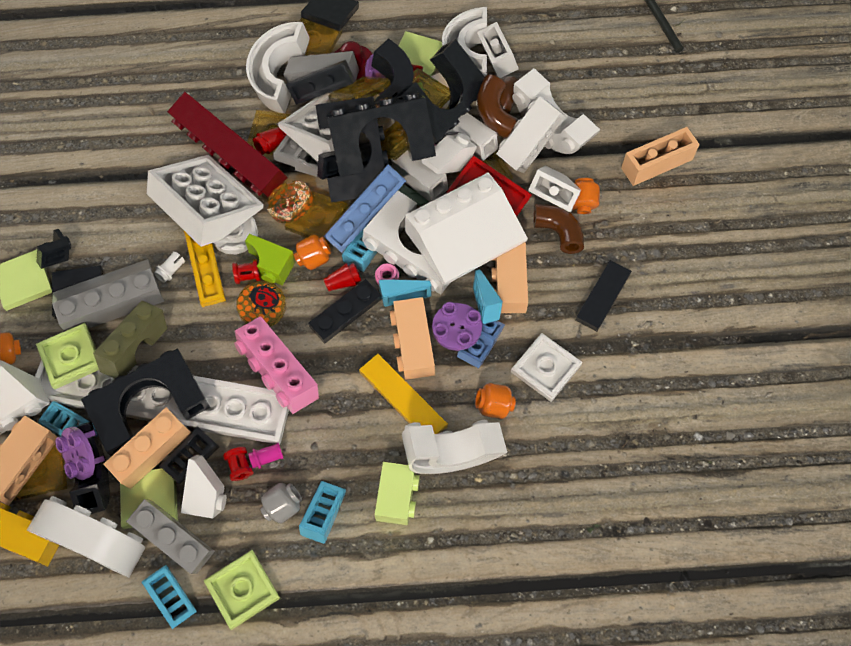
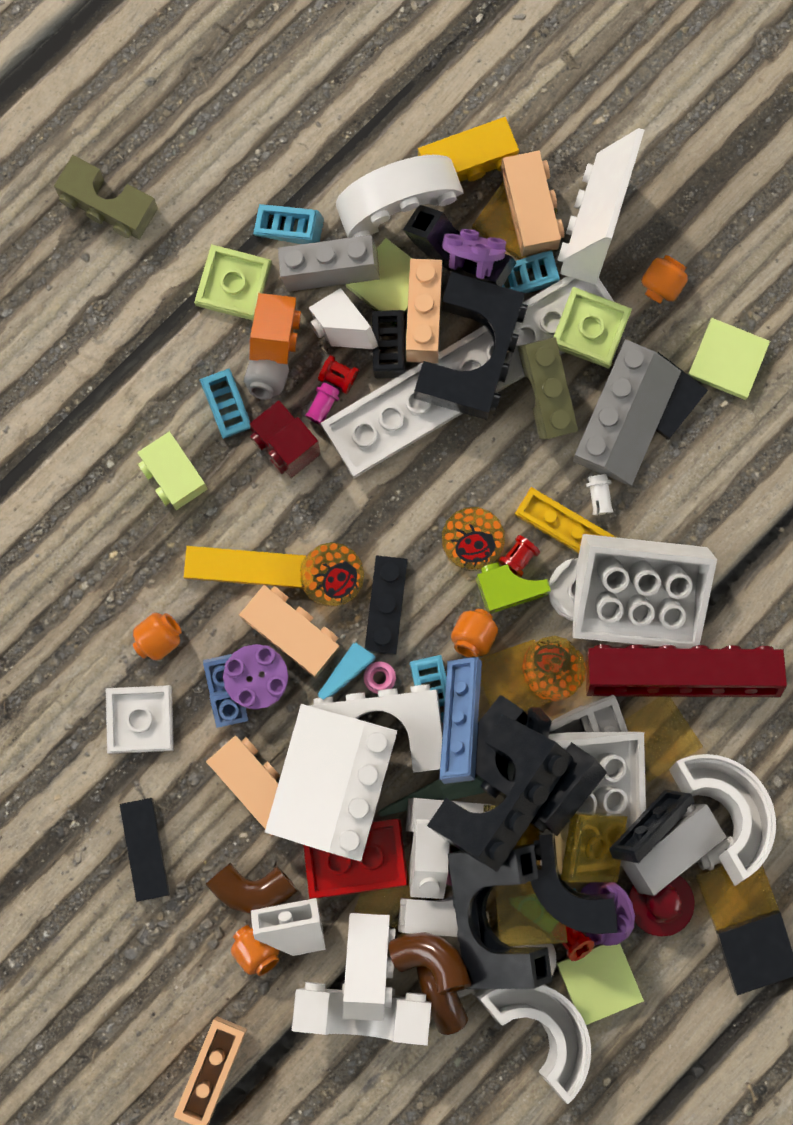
camera: 135 degrees right, 15 degrees up
(55, 251) = (725, 403): black bracket -> none
(246, 524) = (273, 328): none -> orange brick
(268, 140) = (643, 715): red cone -> none
(276, 364) = (391, 486): bright pink brick -> none
(309, 442) = (286, 439): none -> dark red brick
(343, 277) = (419, 635): red cone -> none
(359, 349) = (331, 574): none -> tile
(452, 451) = (155, 551): white brick -> none
(487, 299) = (247, 728): medium azure slope -> none
(497, 50) = (508, 1061): white brick -> none

